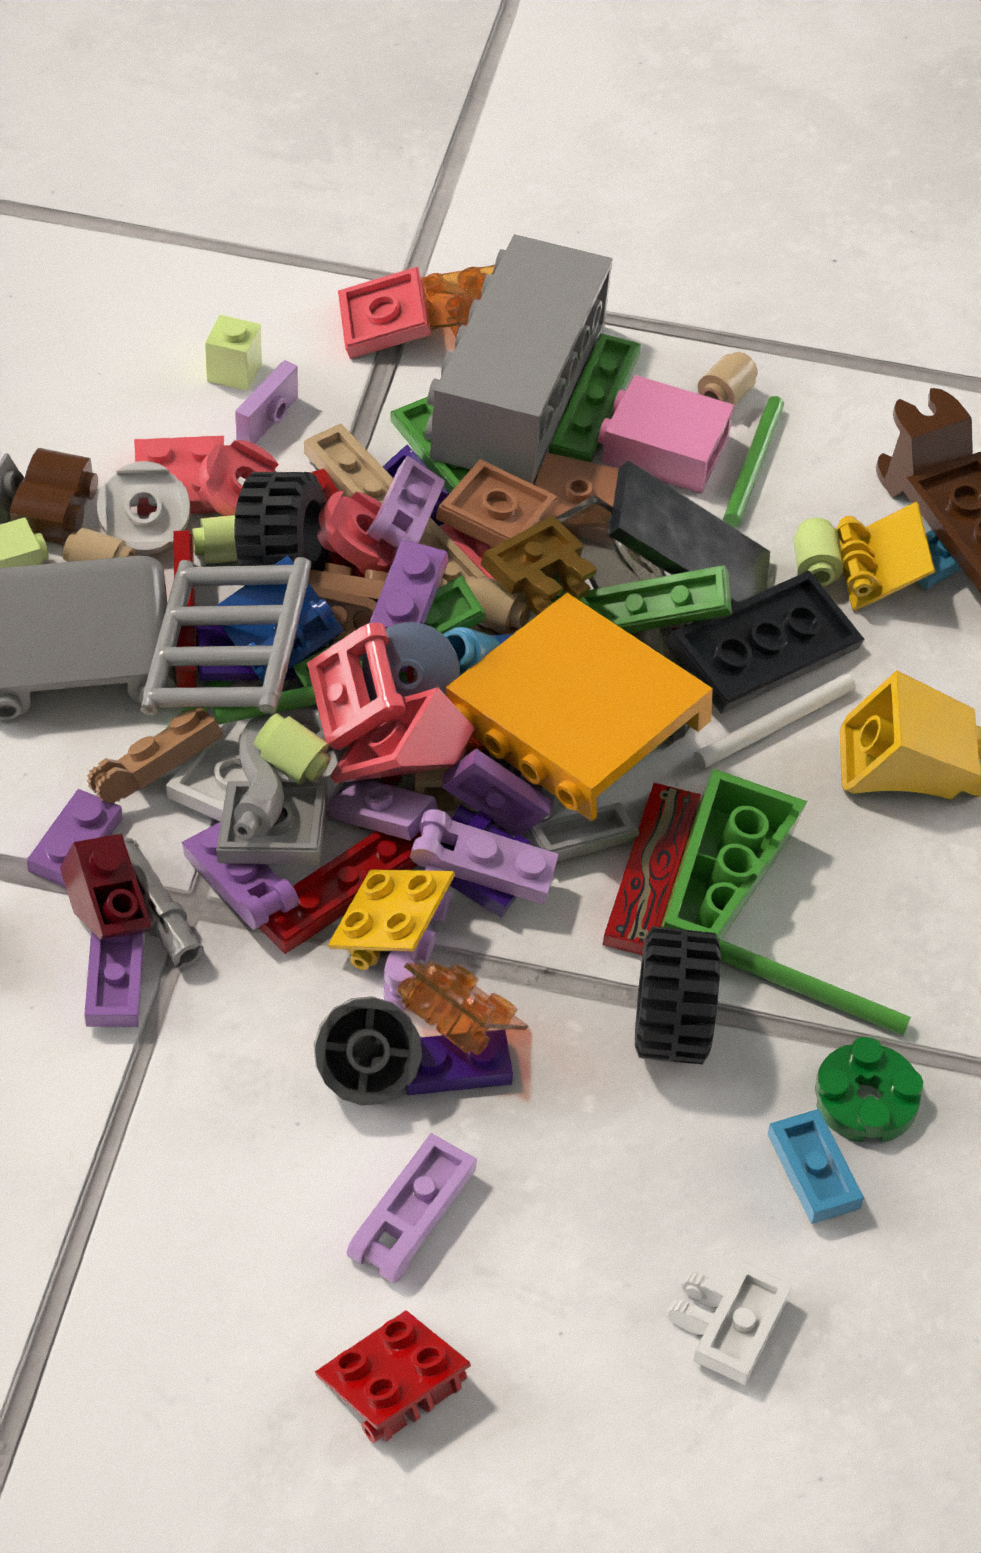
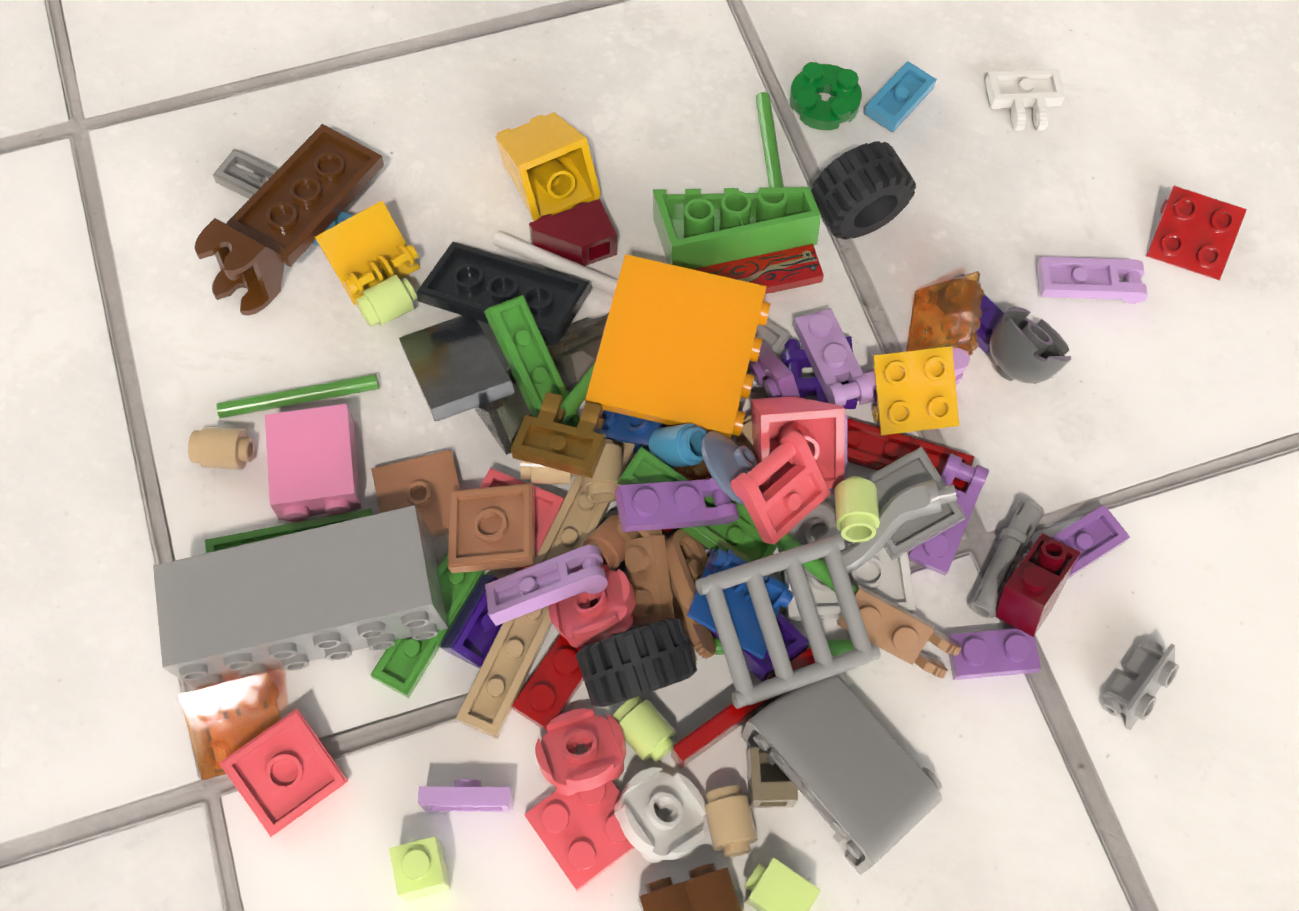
camera: 120 degrees left, 15 degrees up
(801, 739) = (577, 234): none -> dark red slope

